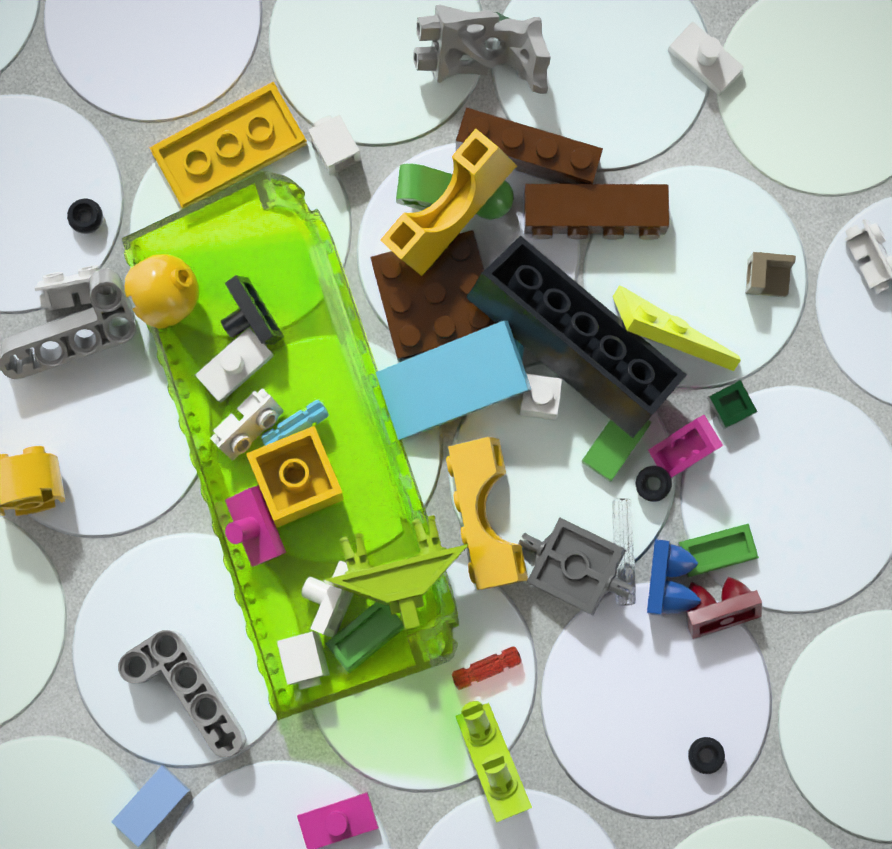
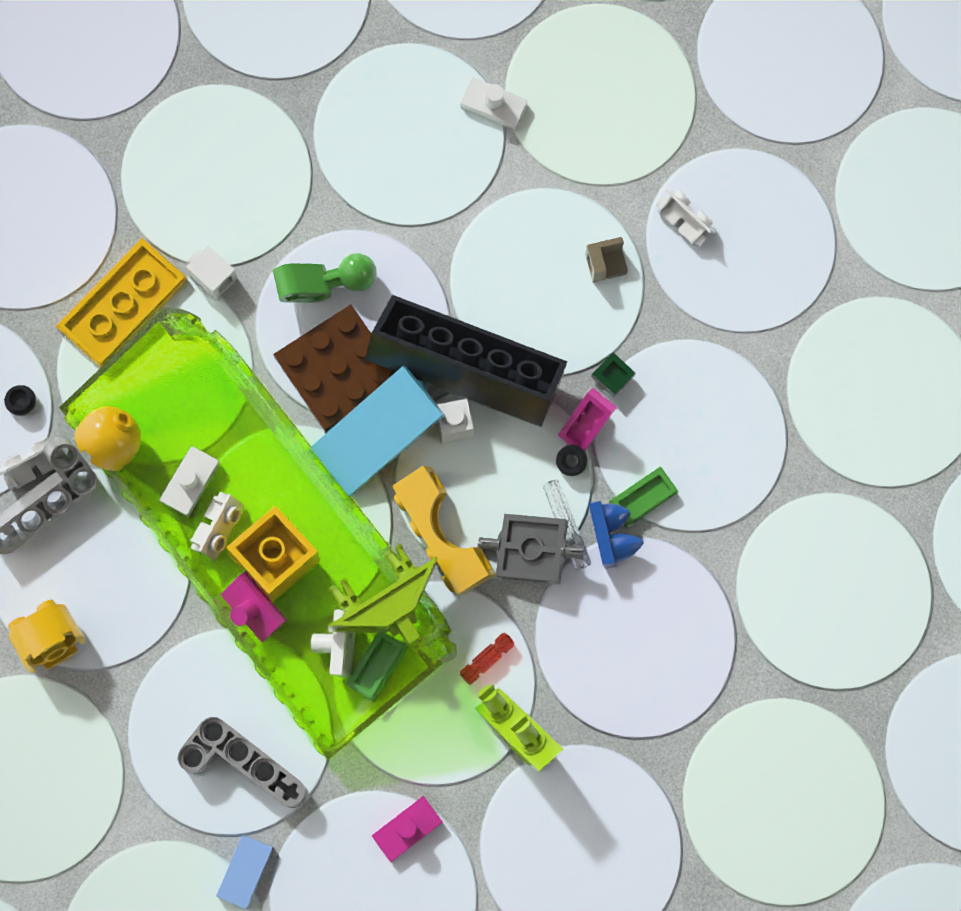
camera: 25 degrees left, 5 degrees down
(250, 313) = (188, 433): black tile -> none
(297, 422) = (260, 508): medium azure axle -> none
(303, 660) = (332, 703): white brick -> none
(465, 33) = (289, 145): light grey hips -> none
(477, 174) = (339, 256): yellow arch -> none
(534, 149) = (374, 224): reddish brown brick -> none
(596, 210) = (446, 254): reddish brown brick -> none
(612, 450) = (528, 444): bright green tile -> none
(657, 325) = (542, 331): neon yellow wing -> none
(716, 761) = (699, 659): black plate -> none
(737, 607) = (674, 537): dark red tile -> none

